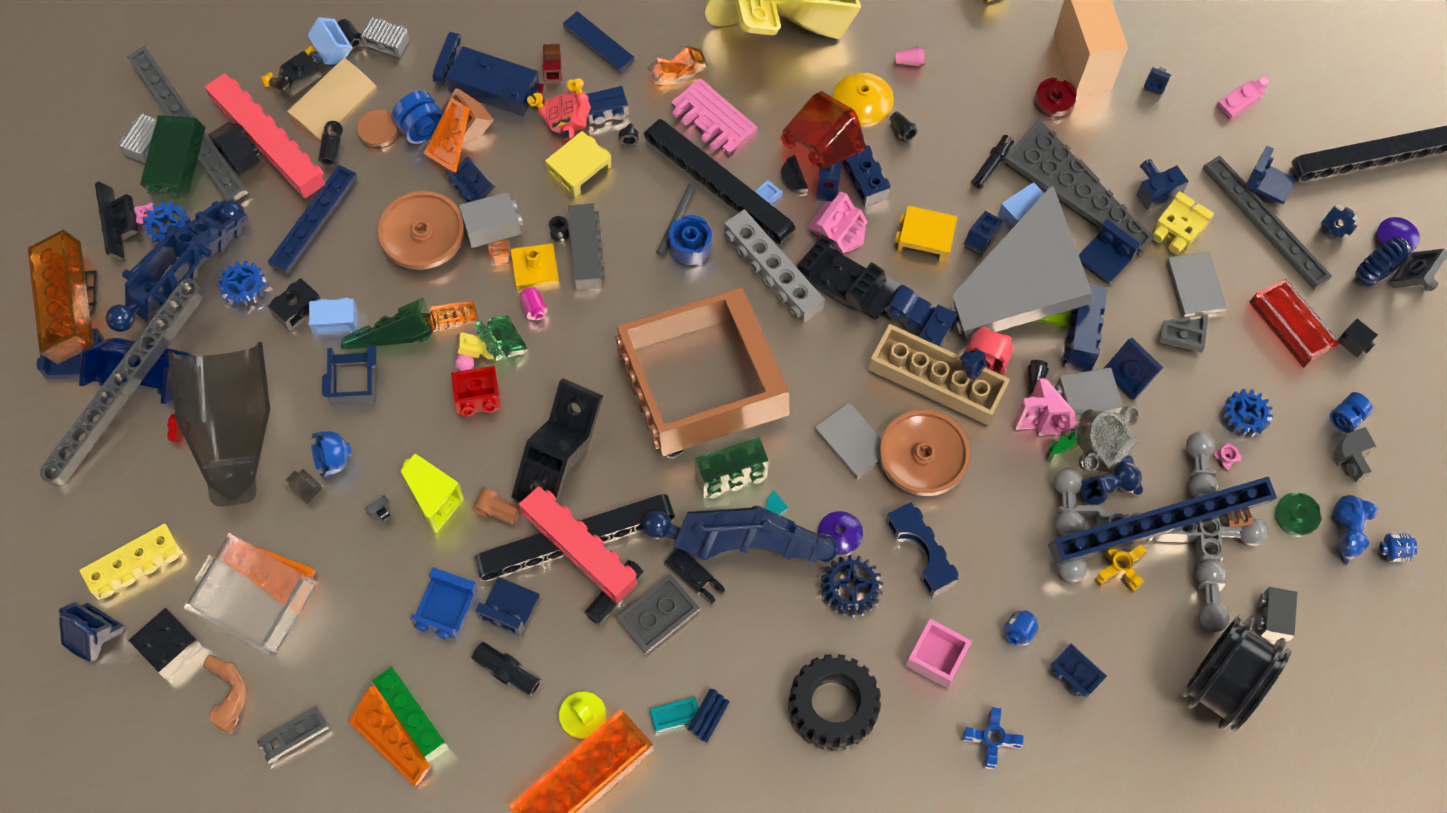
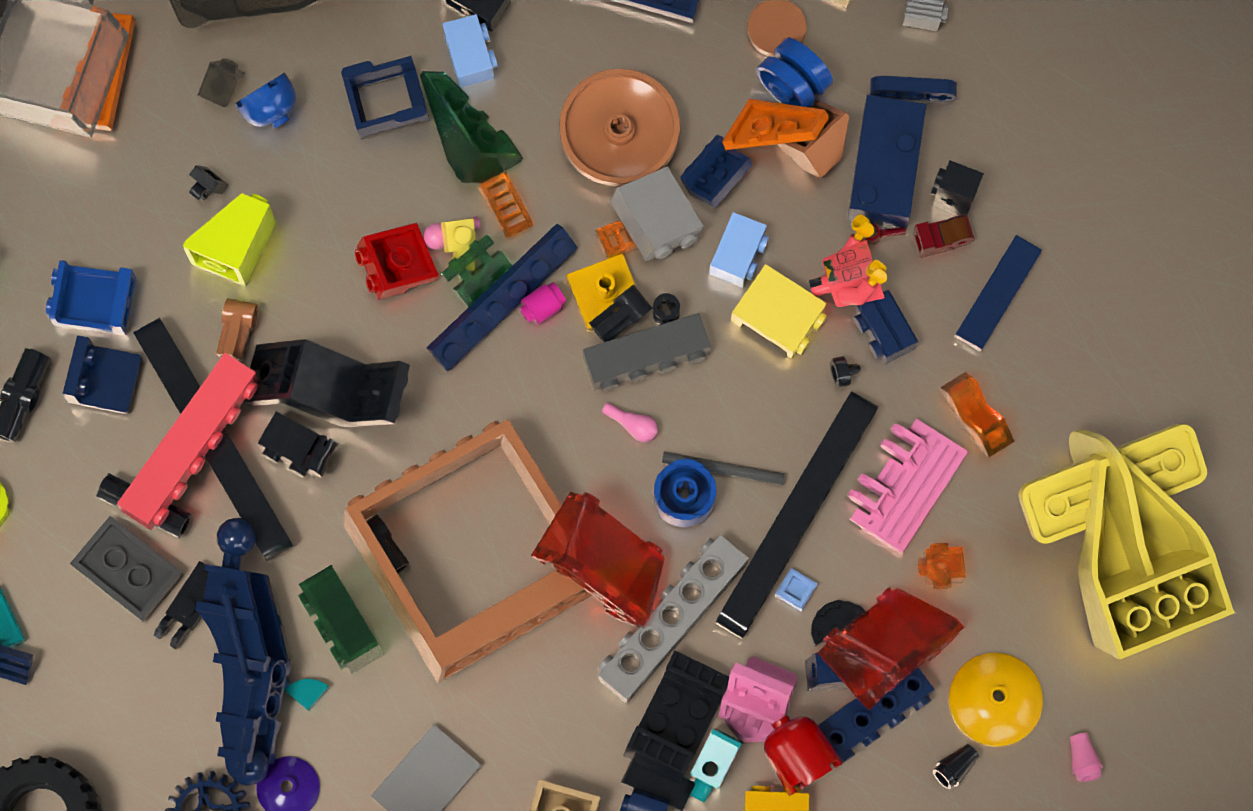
camera: 80 degrees right, 10 degrees up
(522, 328) = (502, 297): none -> dark blue plate
(525, 42) = (956, 188): none -> black brick
(528, 178) = (738, 250): none -> light blue piece
(554, 250) = (625, 310): none -> black piece
(596, 479) = (296, 446): none -> black hinge
(635, 261) = (640, 426): none -> bright pink piece
(727, 285) = (603, 558): none -> clear red windscreen
(773, 104) = (950, 558): none -> clear orange brick
(877, 251) = (721, 750): none -> torso
(884, 199) = (799, 752): none -> red cylinder

